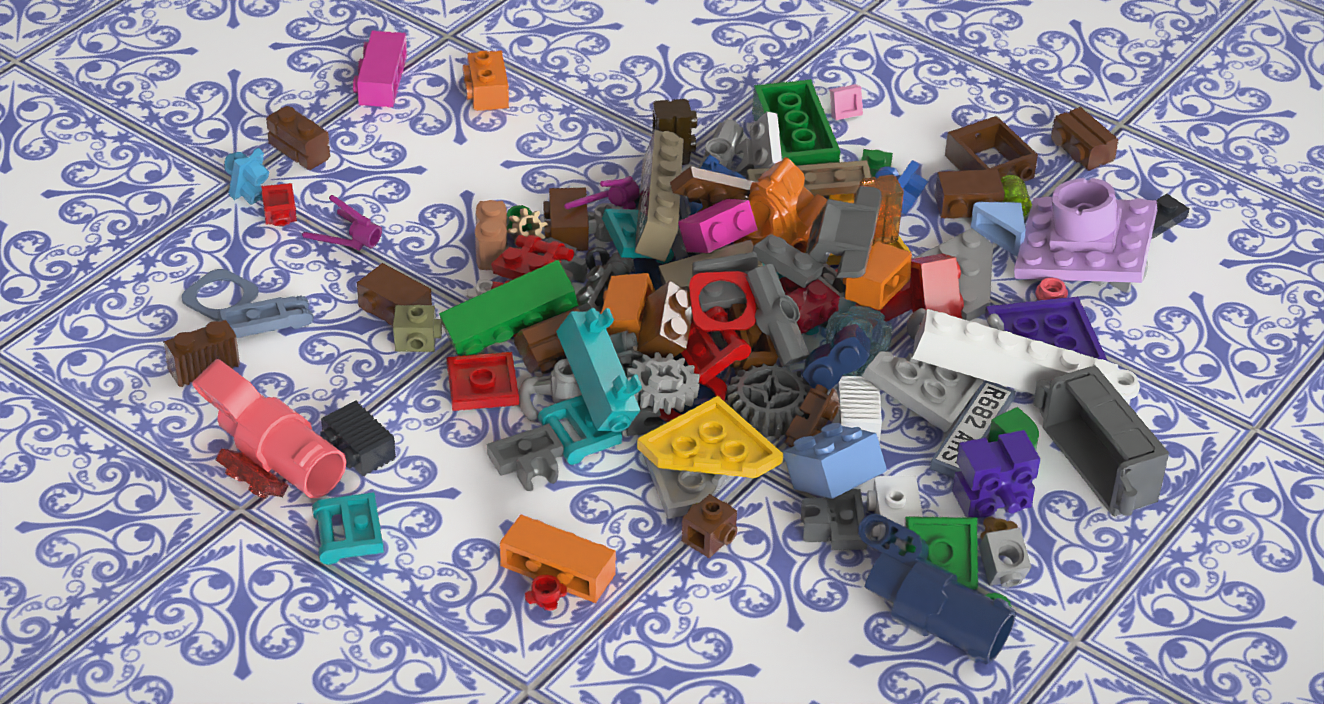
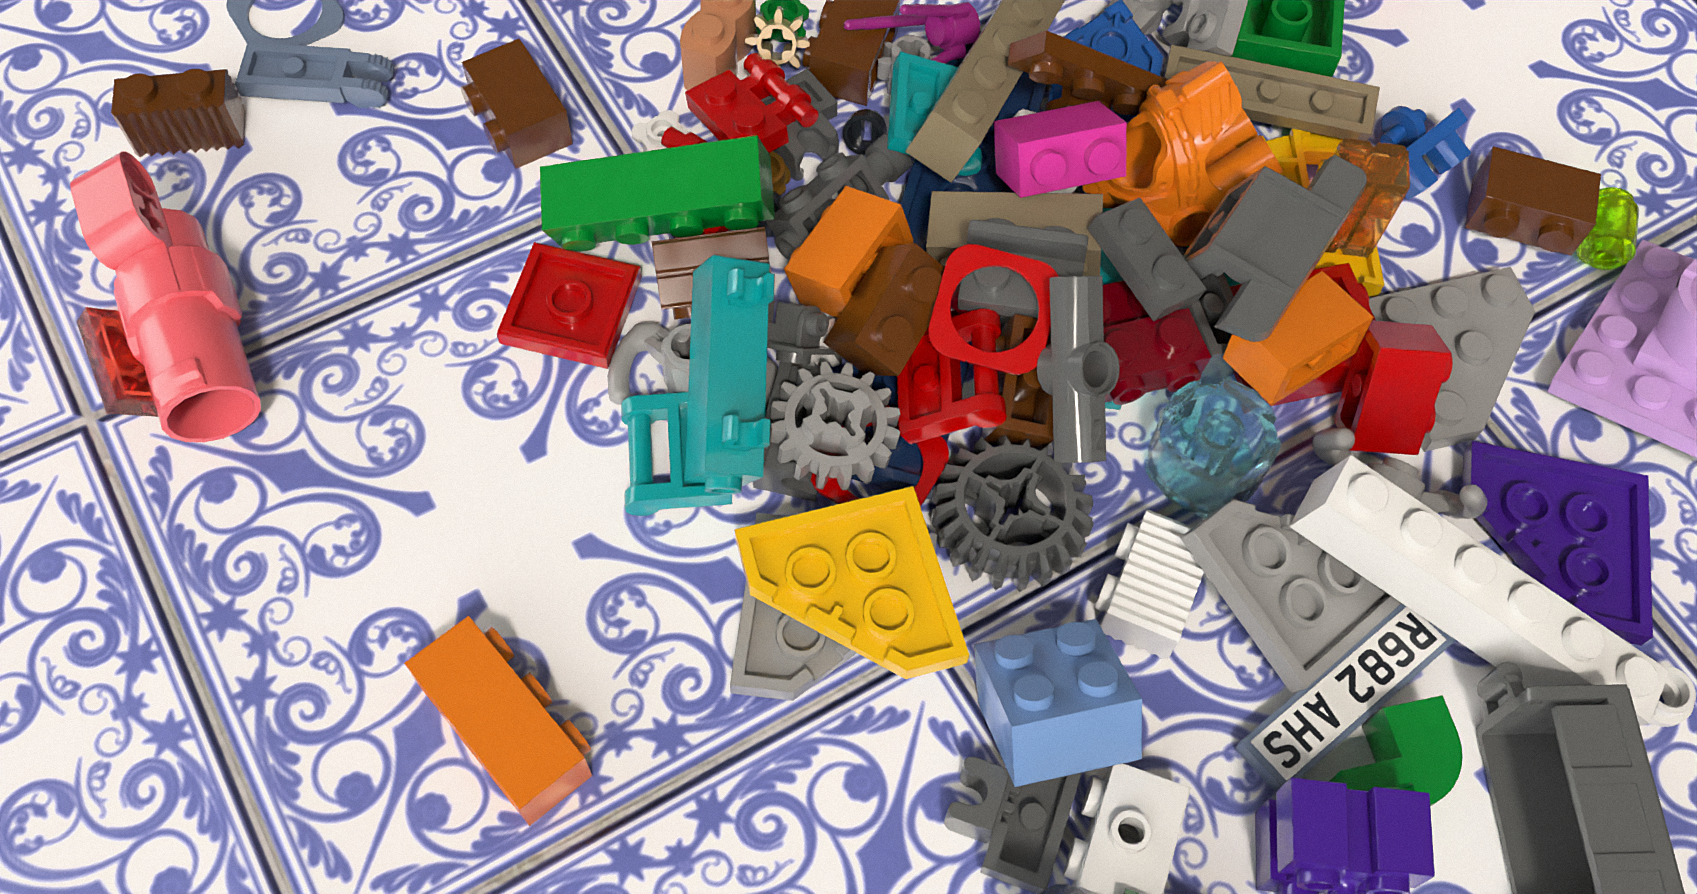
camera: 20 degrees right, 20 degrees up
(359, 438) = (316, 353): black brick -> none
(359, 524) = (228, 526): teal plate -> none
(416, 328) = (507, 172): olive brick -> none
(528, 454) = (564, 477): dark grey plate -> none
(546, 592) = (449, 762): red plate -> none
(709, 525) = (782, 751): reddish brown brick -> none
(820, 408) = (1079, 576): reddish brown hinge -> none
(843, 355) = (1152, 485): dark blue brick -> none
(877, 159) = (1400, 85): green plate -> none
(992, 133) = (1634, 109): reddish brown window -> none
(1000, 223) = (1565, 277): light blue slope -> none
(1051, 289) = (1610, 435): coral plate -> none

